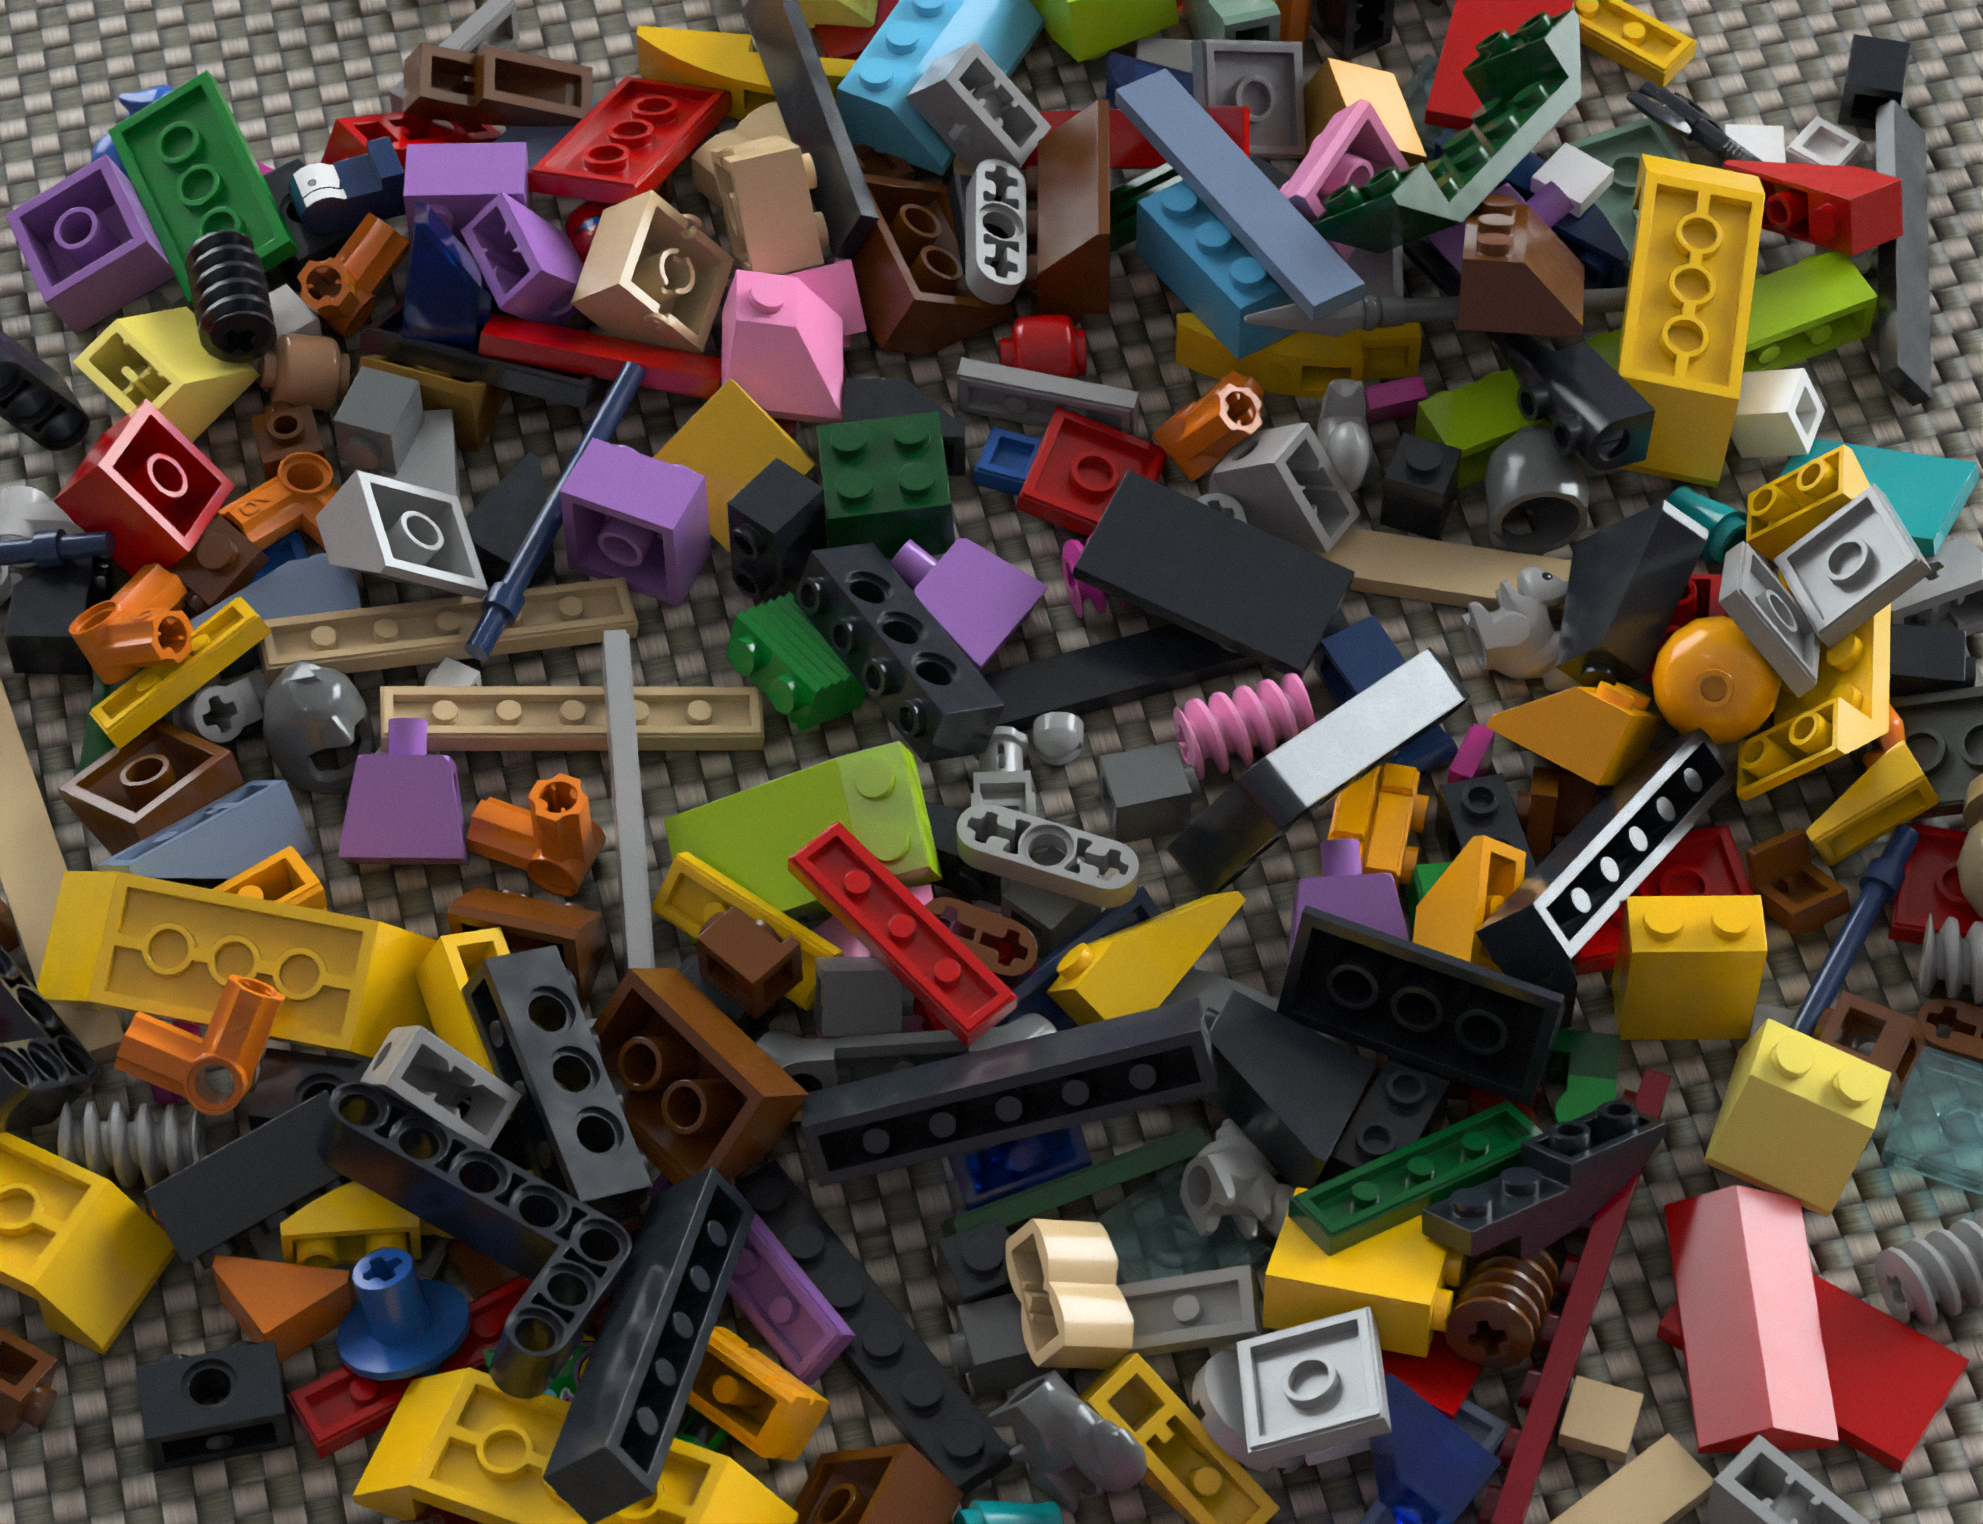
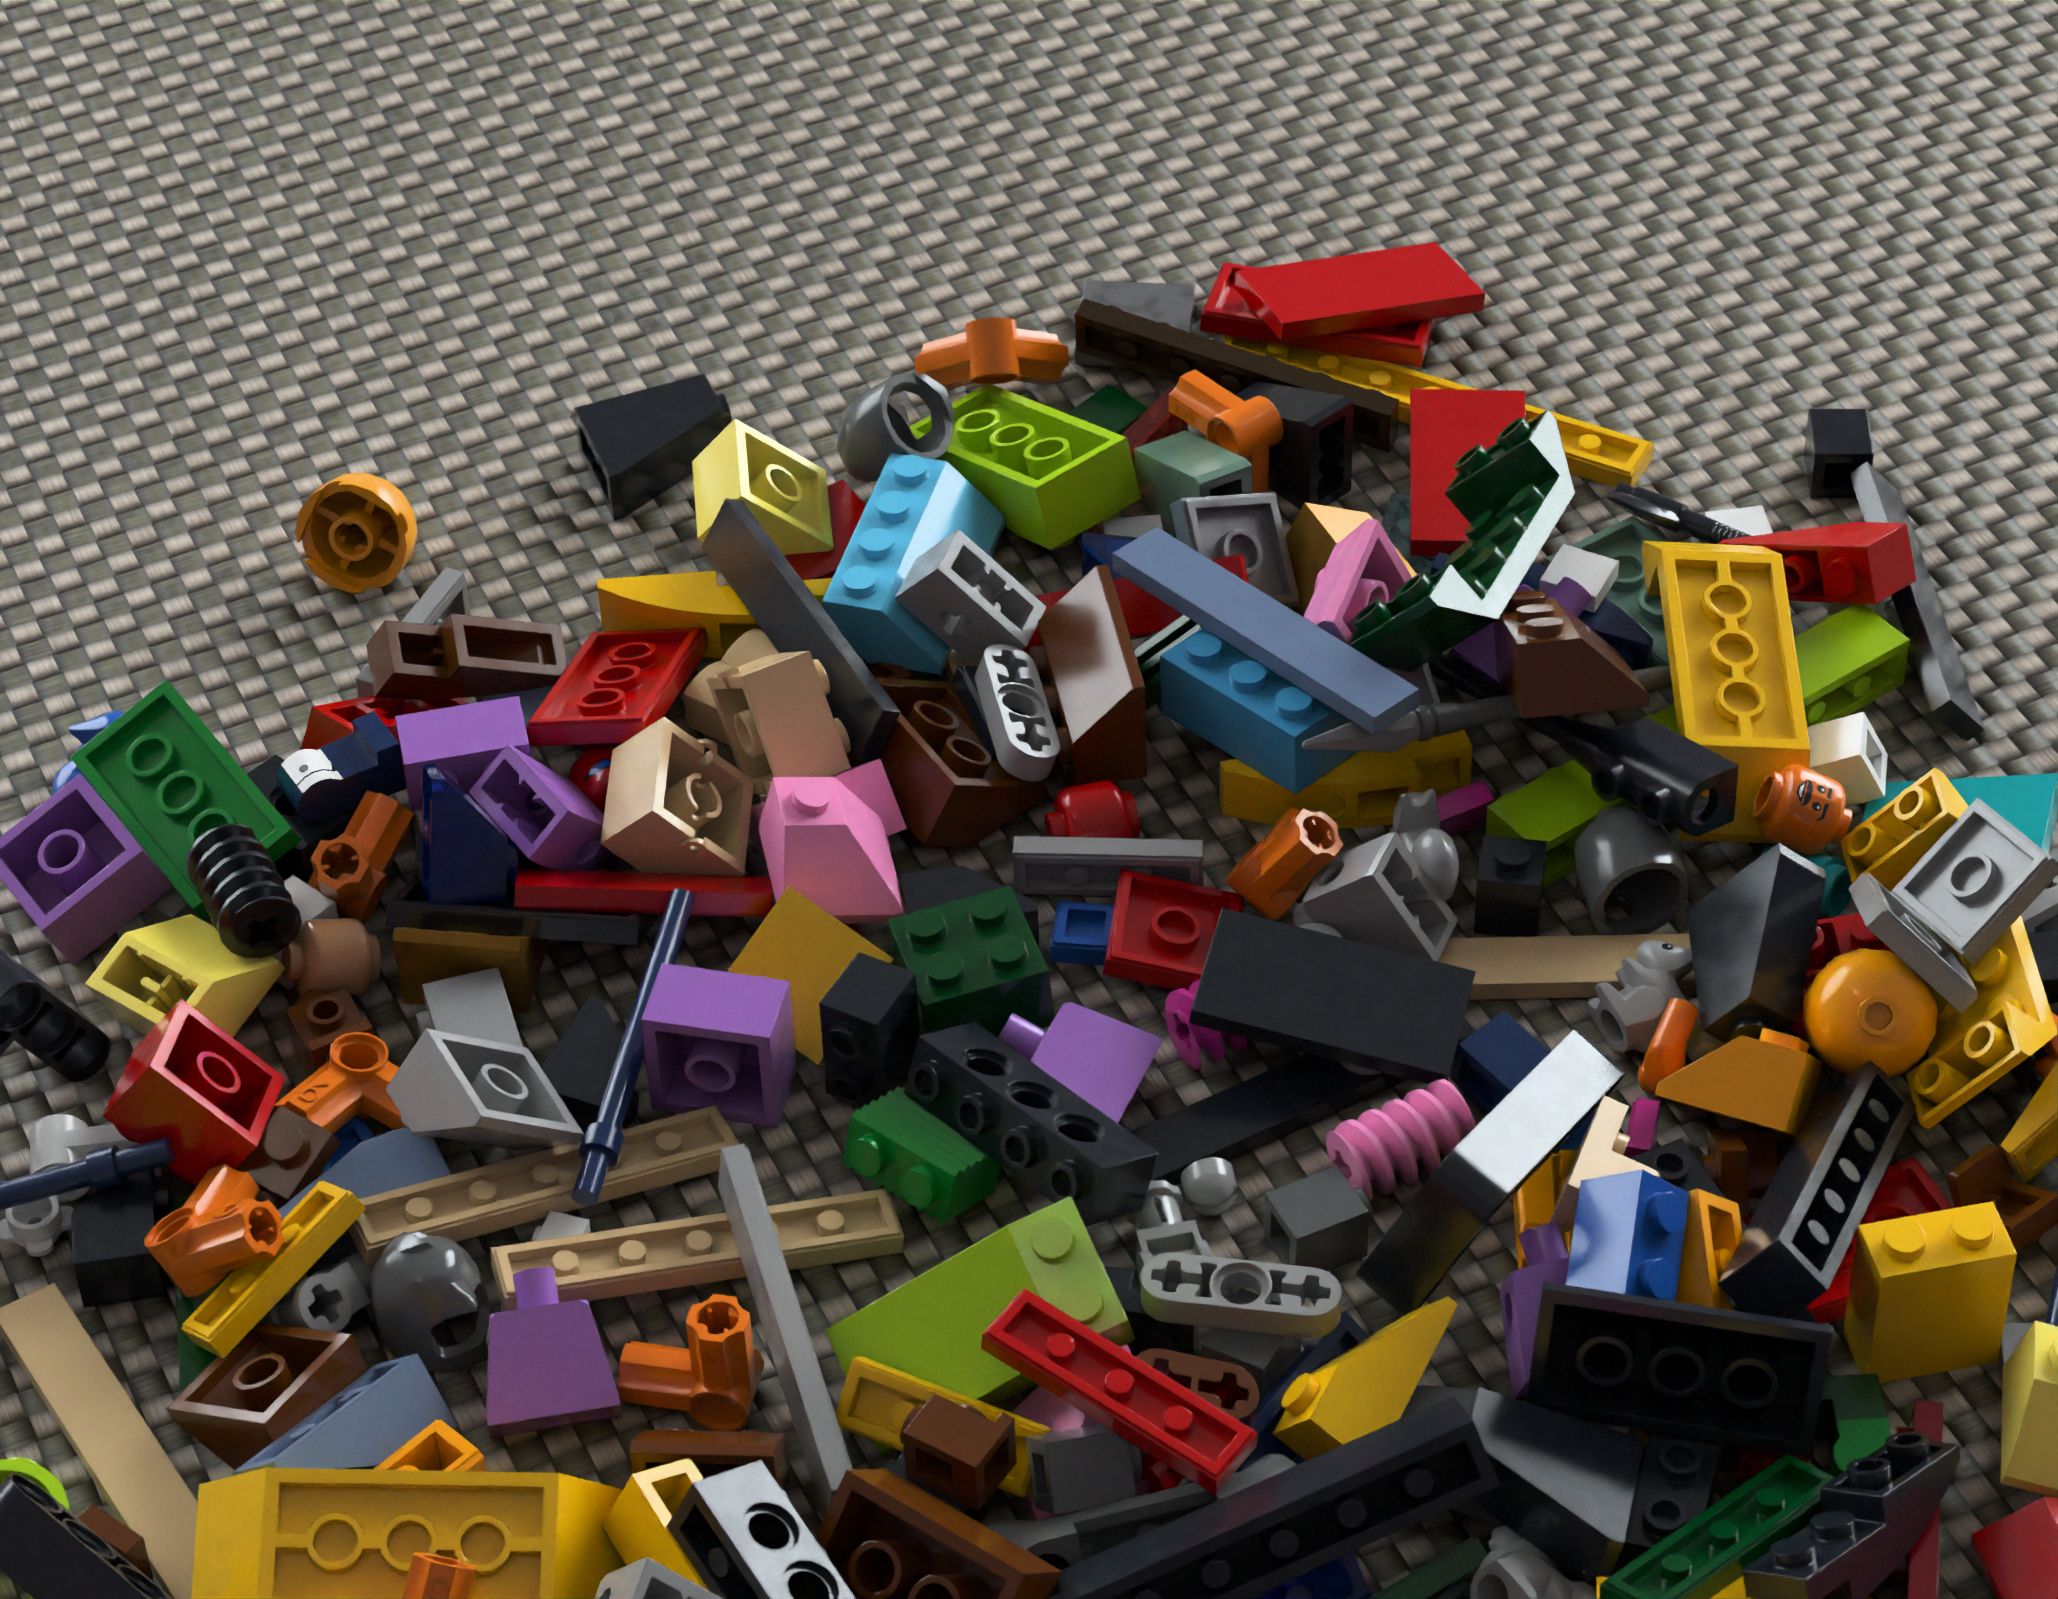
camera: 10 degrees left, 10 degrees down
(378, 420) = (427, 984): dark grey brick -> none
(1407, 875) = (1628, 1235): none -> blue brick
(1410, 804) = (1597, 1156): none -> tan slope
(1521, 676) = (1668, 1046): none -> orange arm
(1715, 458) = (1801, 809): none -> orange head
(1825, 145) = (1806, 512): white tile -> none

